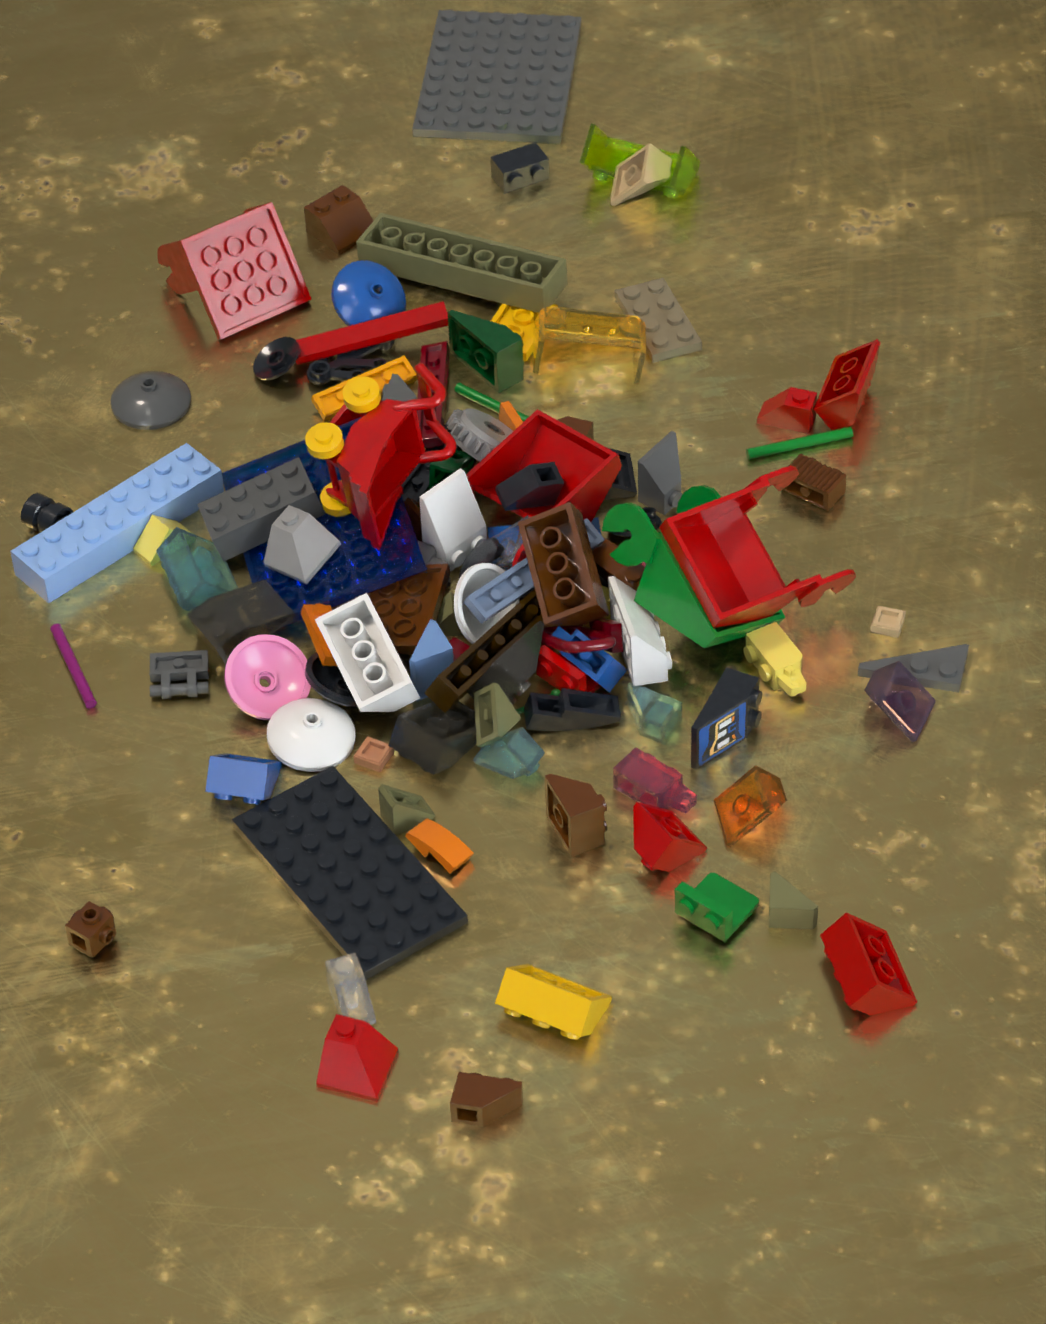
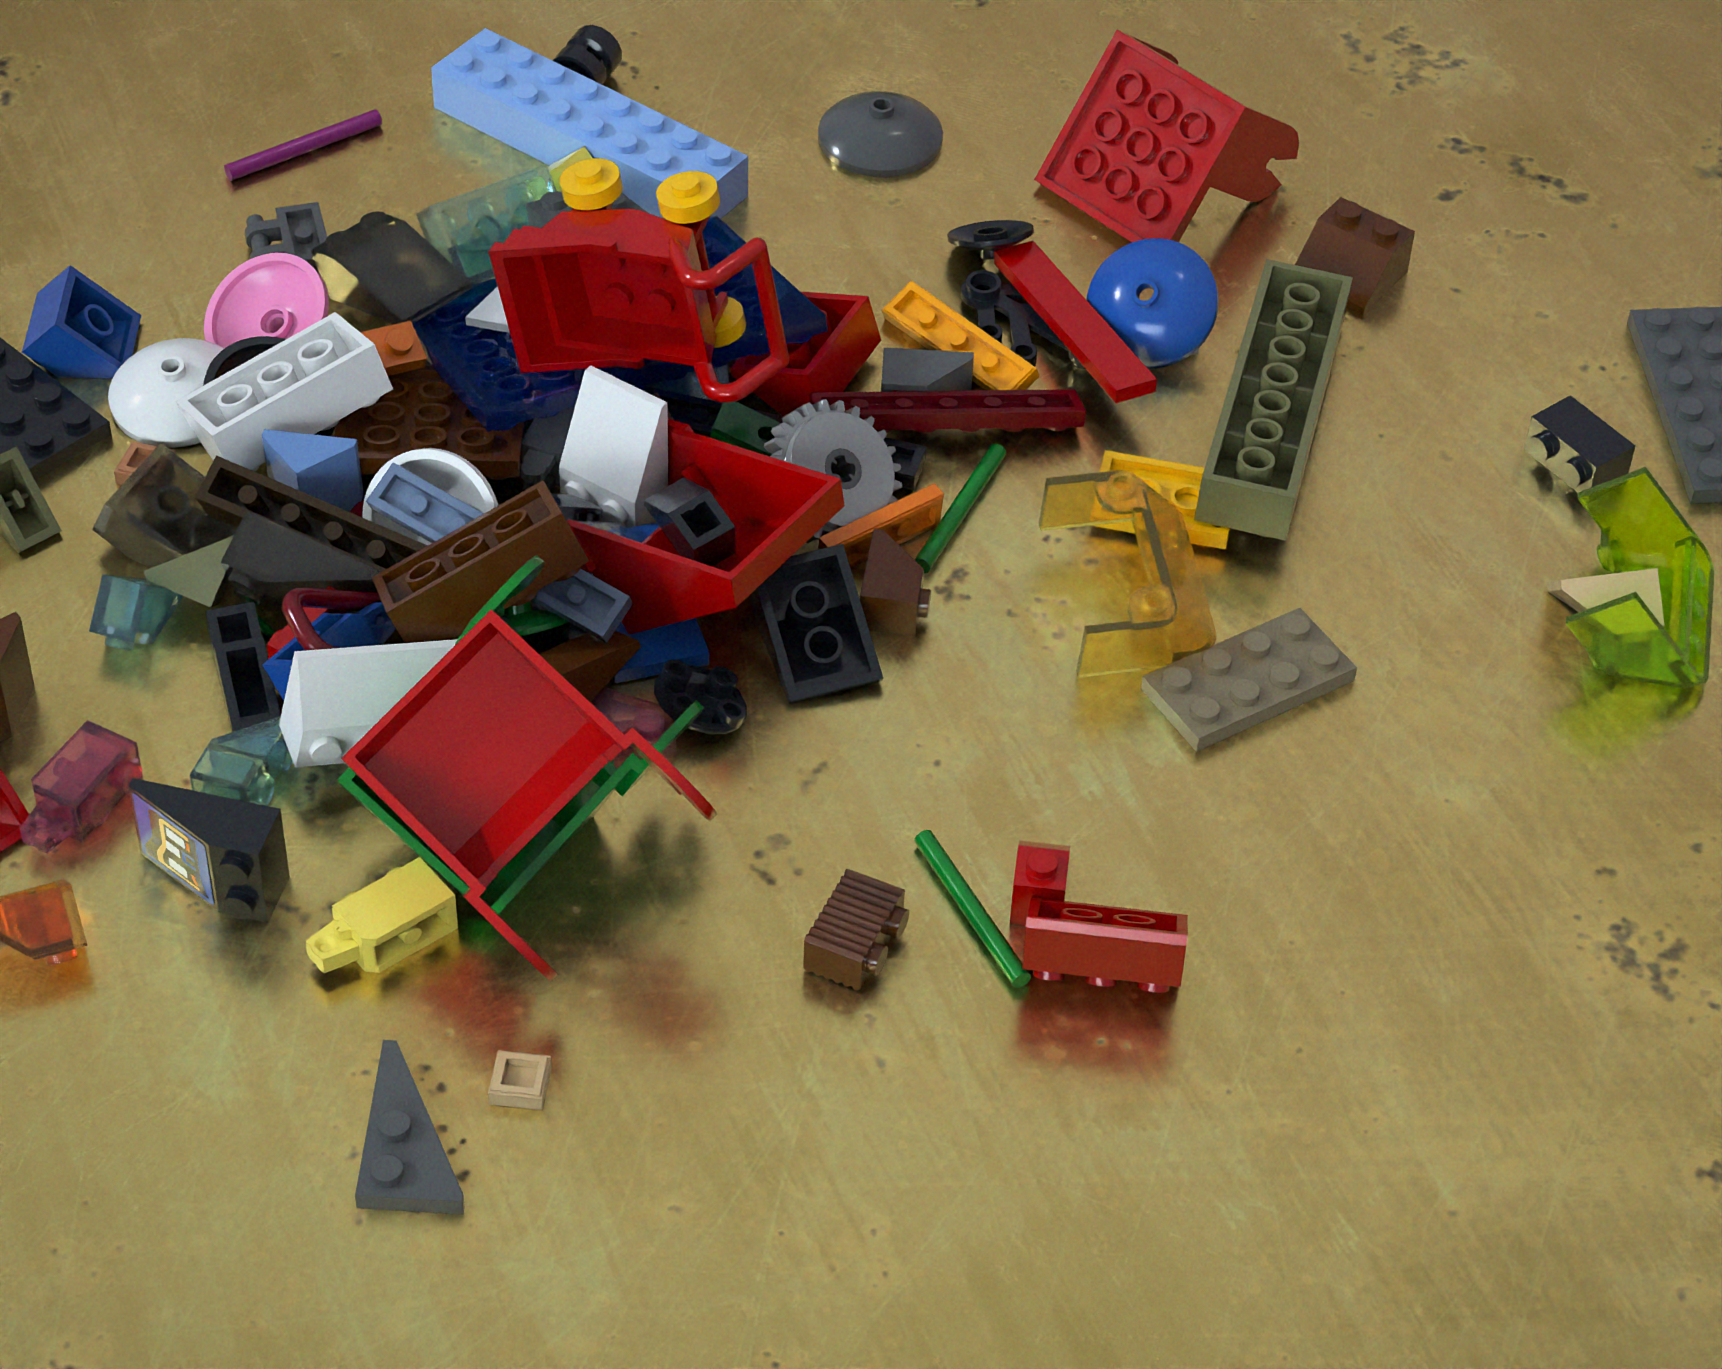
camera: 75 degrees right, 0 degrees up
(487, 349) = (1055, 445): dark green slope -> none
(660, 476) = (808, 708): dark grey slope -> none
(901, 698) = (289, 1101): slope -> none

